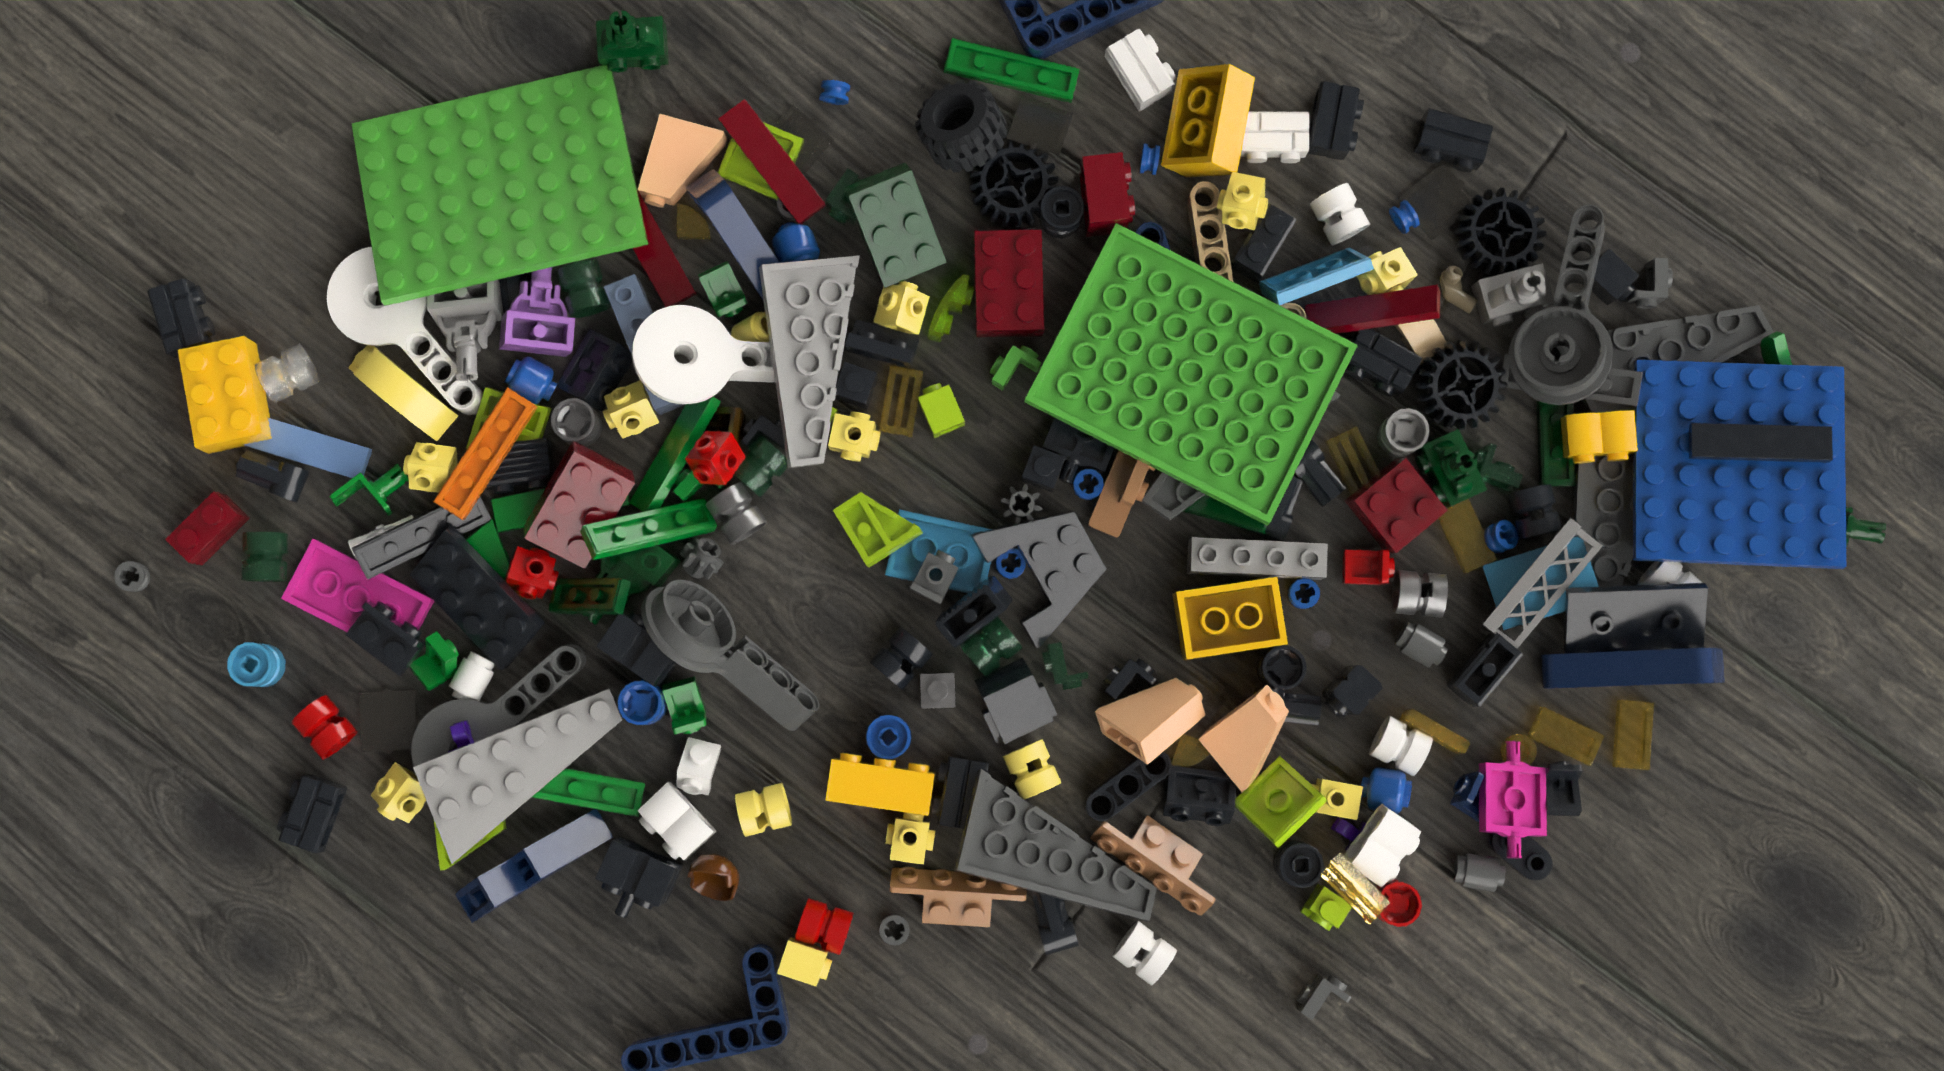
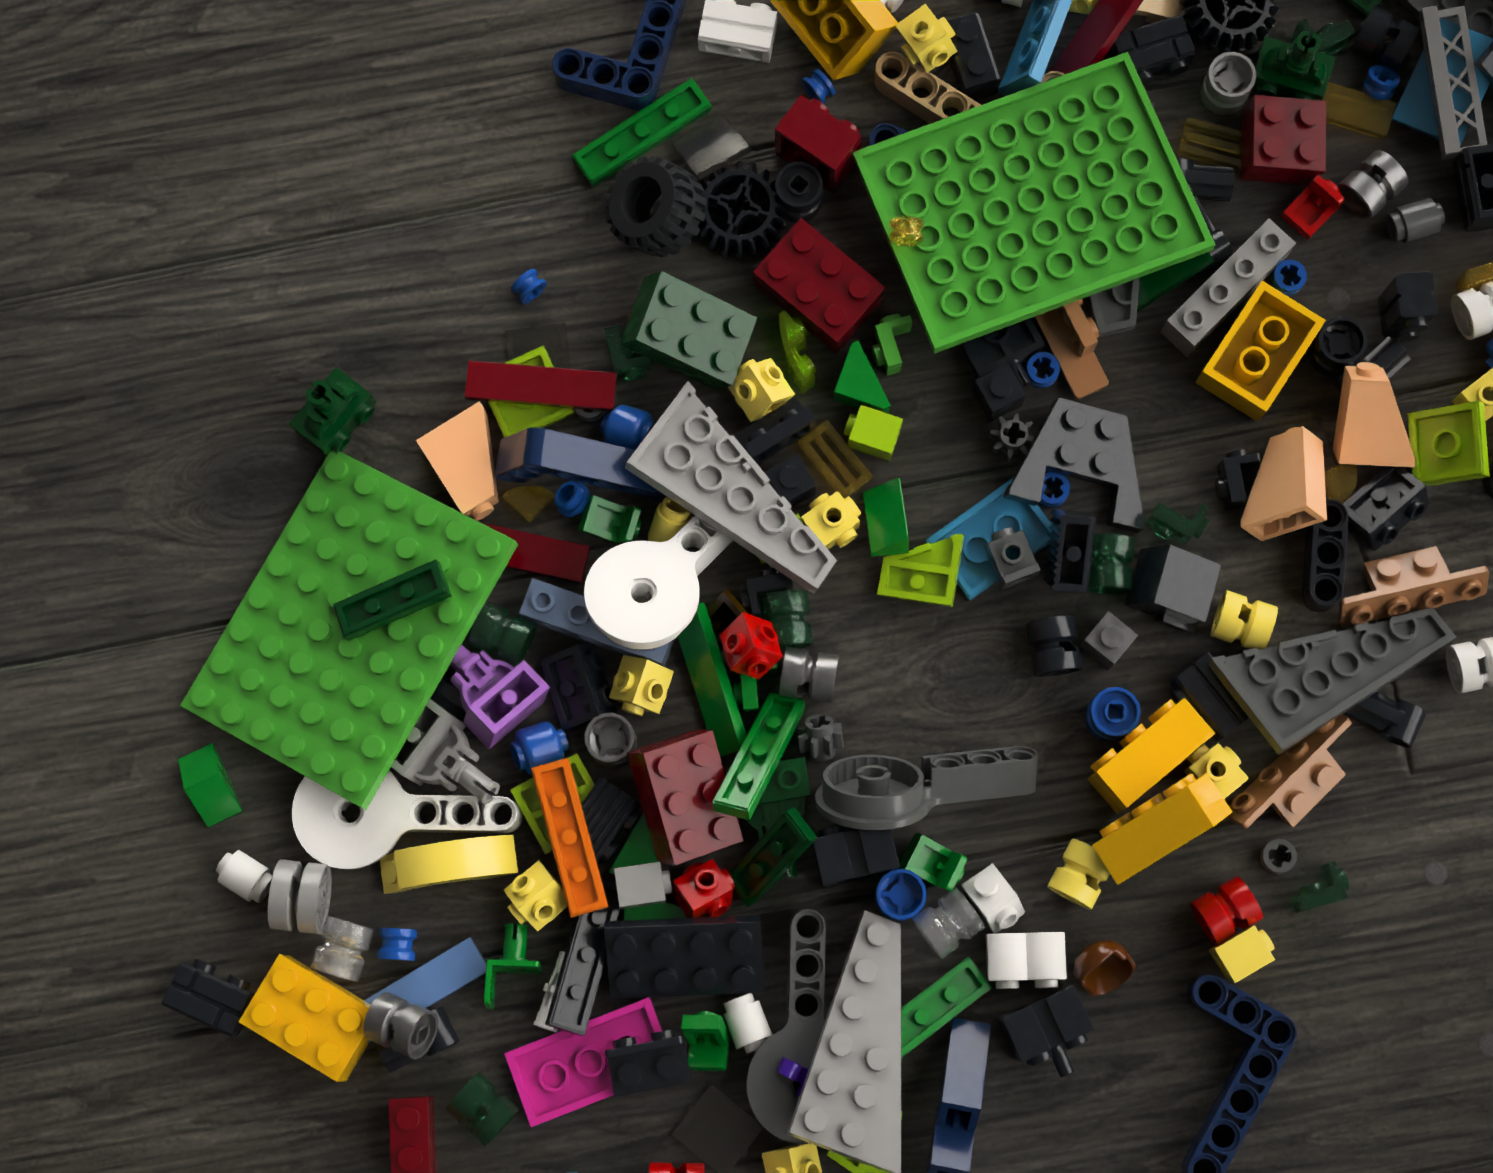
camera: 40 degrees left, 5 degrees down
(265, 455) = (400, 1025): none -> flat silver wheel
(278, 268) = (244, 876): none -> white brick
(294, 314) = (299, 896): none -> light grey wheel
(316, 190) = (209, 785): none -> green slope
(321, 405) = (397, 944): none -> blue wheel
(497, 528) = (642, 885): none -> light grey brick
(534, 196) = (392, 600): none -> dark green tile
(652, 750) = (948, 923): none -> clear wheel
(715, 252) = (571, 498): none -> blue plate
(835, 834) = (1160, 826): none -> yellow brick
(888, 471) = (886, 519): none -> green slope
(888, 978) = (1316, 895): none -> clear green bracket
(965, 370) = (859, 383): none -> green slope
(1088, 308) = (906, 231): none -> clear yellow bush

